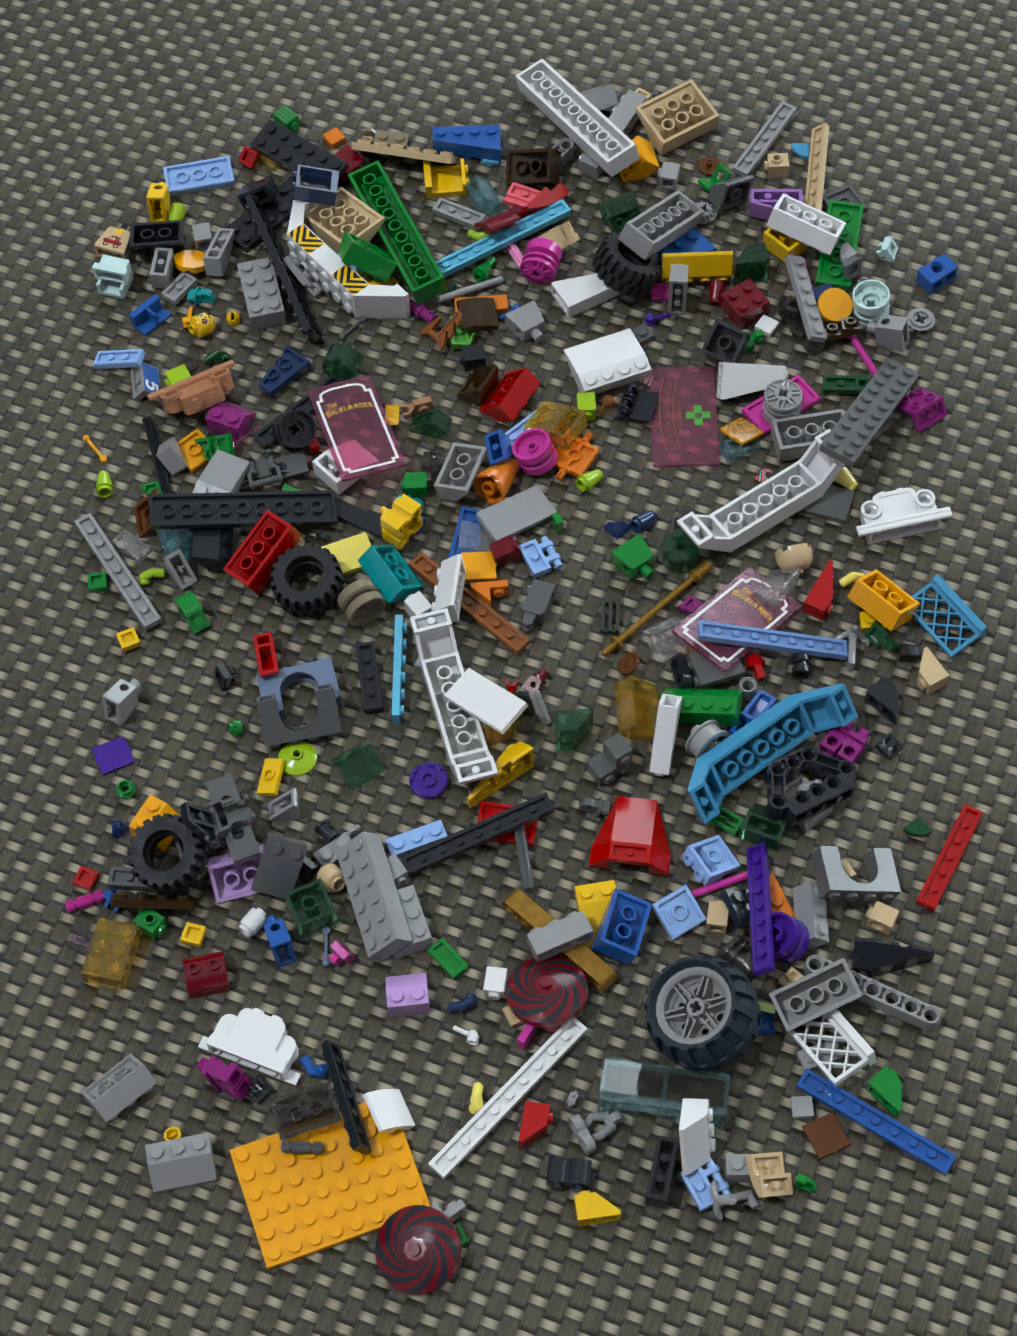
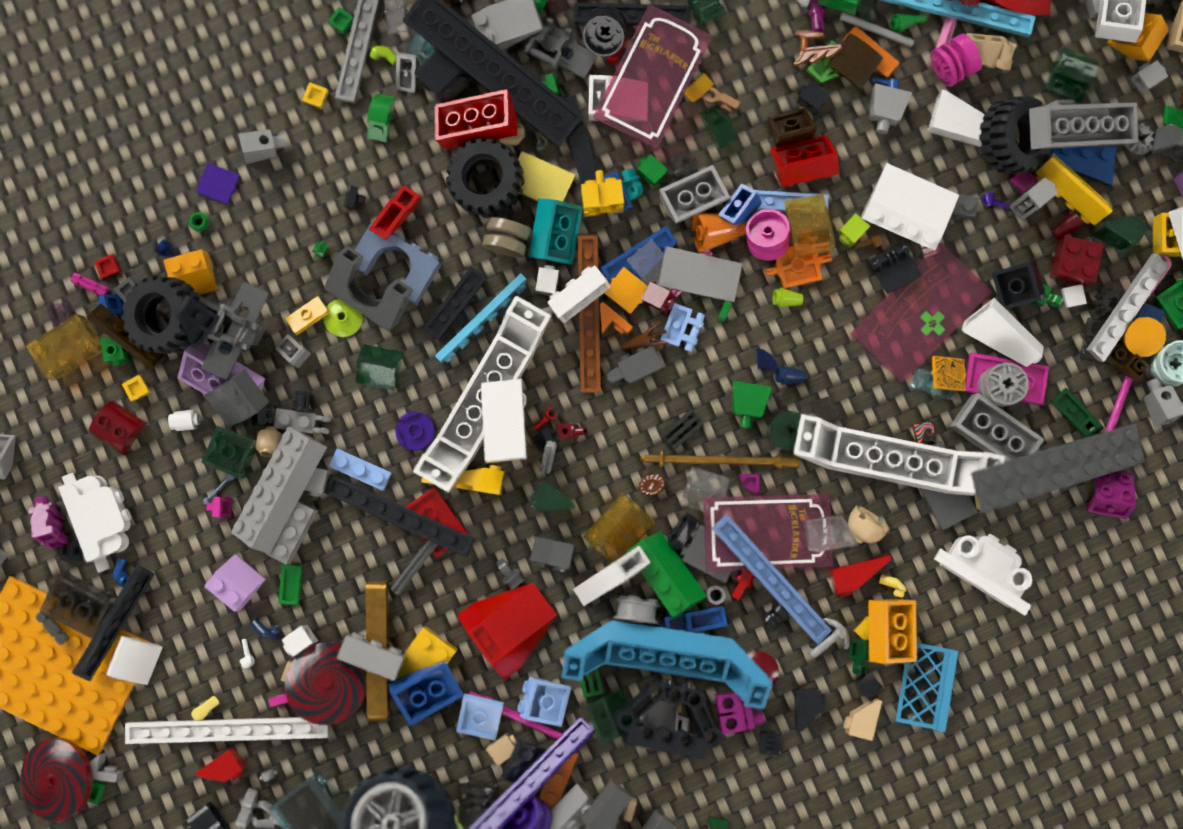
camera: 45 degrees right, 25 degrees up
(277, 936) = (185, 461): blue torso -> none
(524, 581) = (645, 339): none -> reddish brown piece

